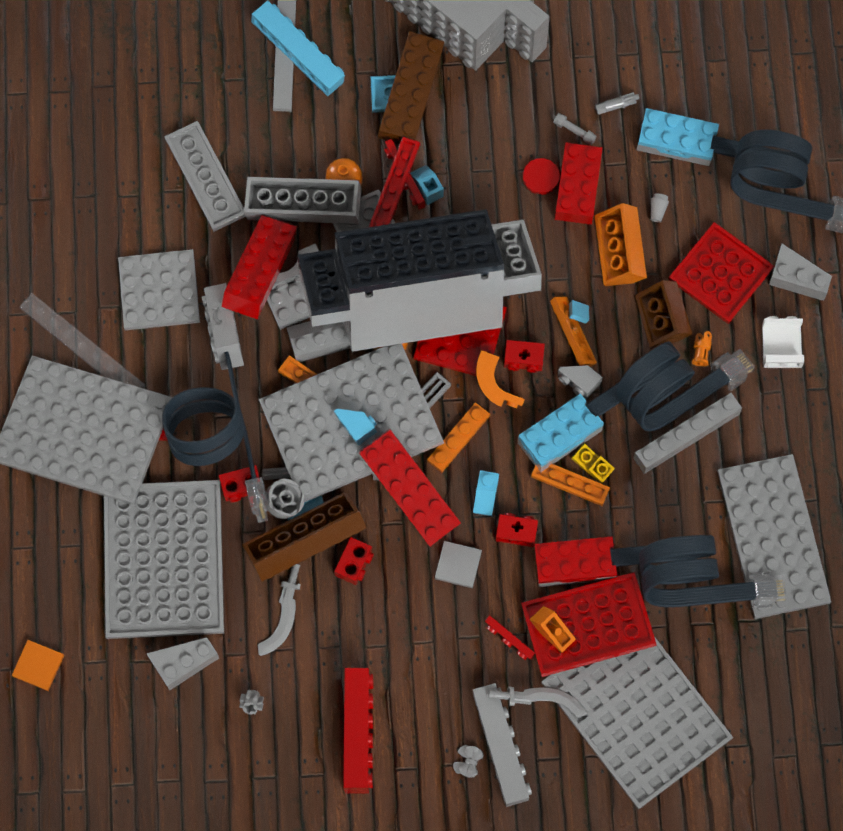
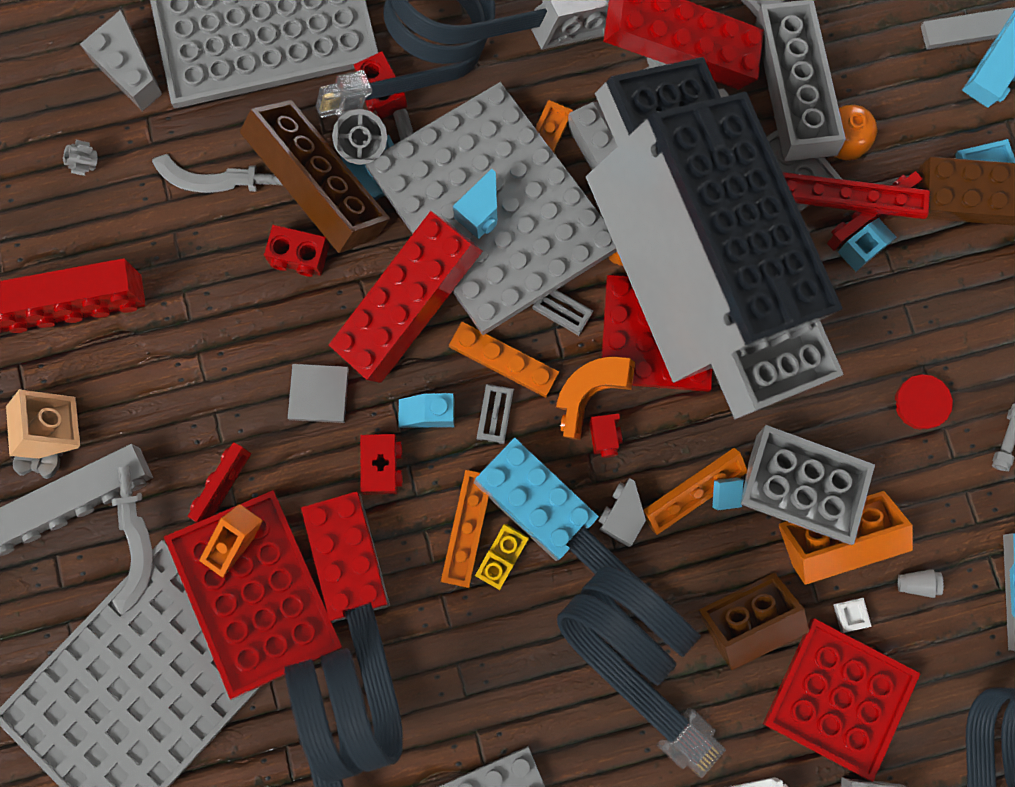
camera: 75 degrees right, 5 degrees up
(446, 751) = (41, 424): none -> light nougat slope
(491, 456) = (491, 437): none -> light grey tile
(514, 354) = (648, 413): red brick -> none
(525, 380) = (605, 435): none -> red brick
(578, 183) = (928, 456): red brick -> none
(583, 261) = (807, 484): none -> light grey slope
(670, 254) = (852, 615): none -> white tile
(687, 433) = (576, 692): light grey brick -> none
(701, 348) = (713, 689): orange piece -> none

